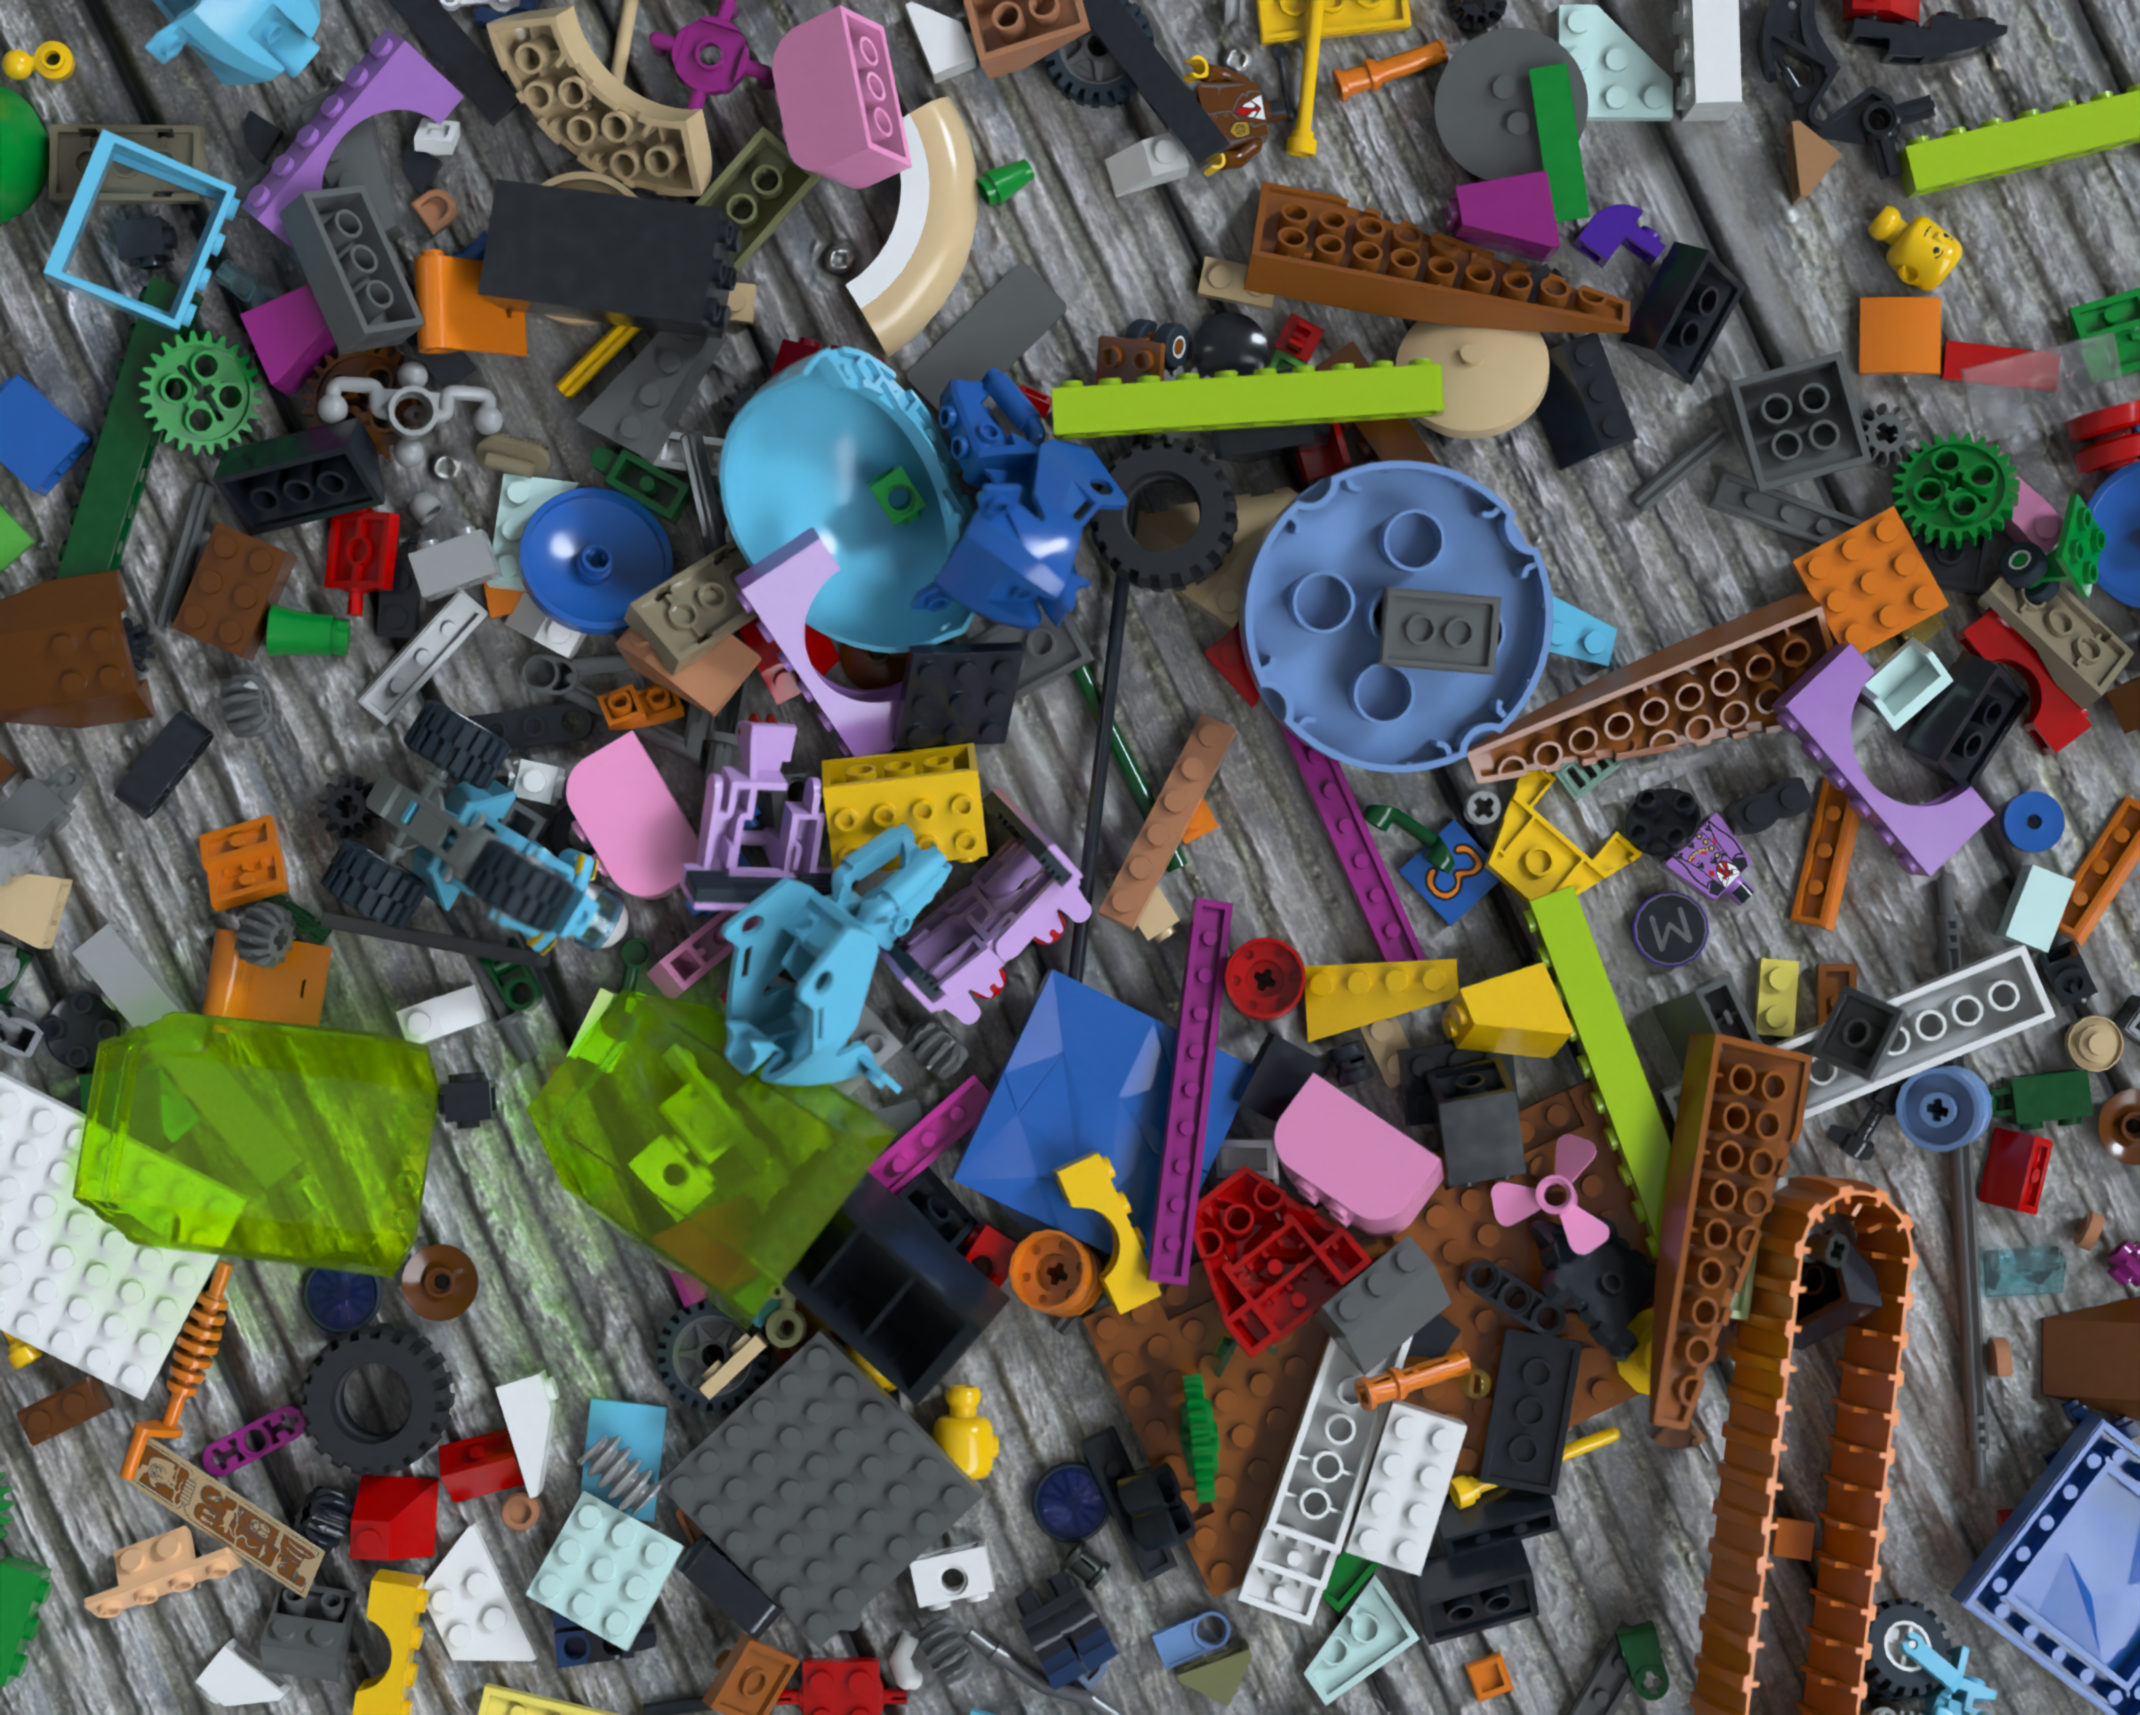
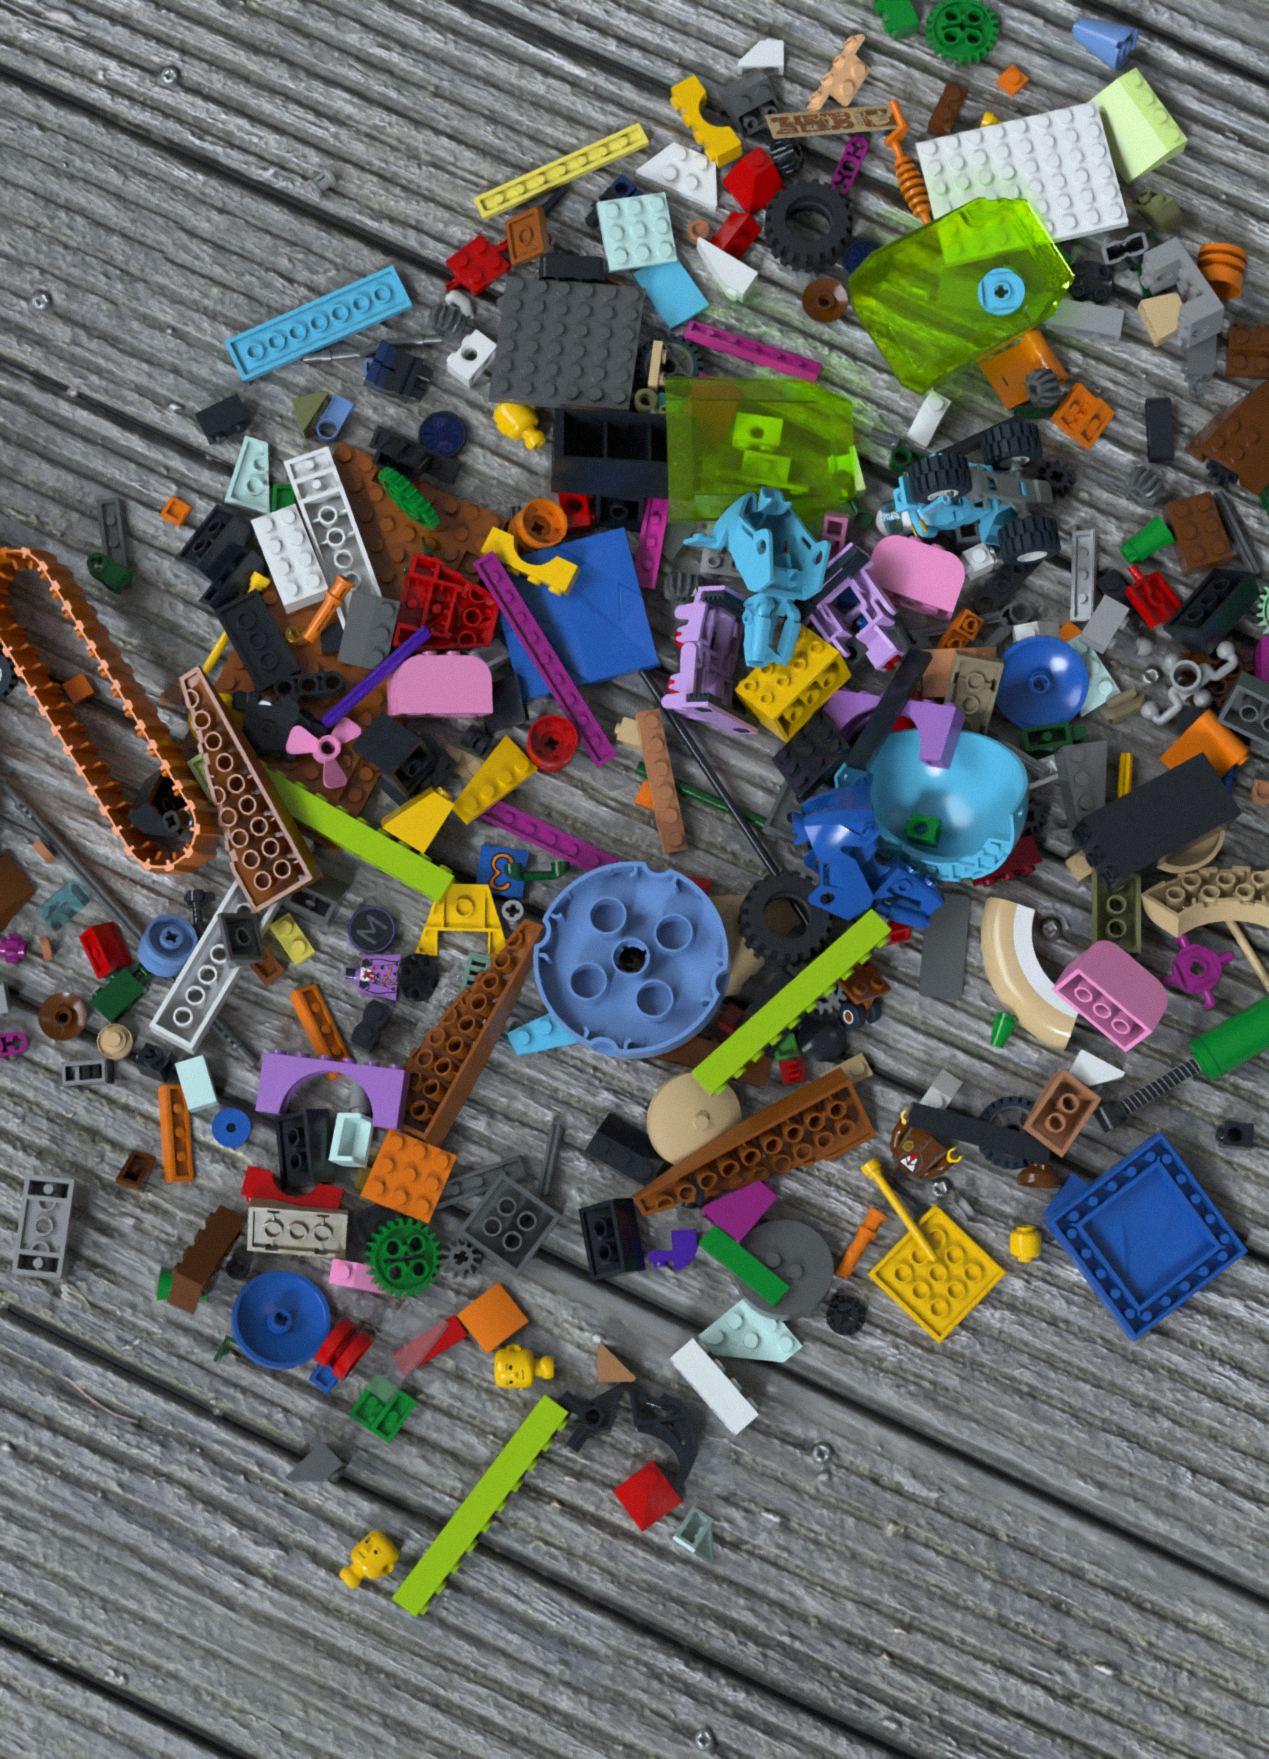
camera: 145 degrees right, 10 degrees down
(206, 1078) = (992, 303): none -> medium azure plate
(468, 1099) = (883, 392): black brick -> none
(587, 1290) = (753, 351): none -> dark pink plate
(620, 1473) = (666, 280): light grey piece -> none
(822, 664) = (888, 710): none -> black tile
(1085, 1565) = (404, 407): pearl dark grey bush -> none
(1424, 1234) = (376, 676): none -> dark purple axle
(1439, 631) = (605, 965): dark grey tile -> none
(1938, 41) = (593, 1487): black slope -> none
(2073, 560) = (317, 1266): green plate -> none

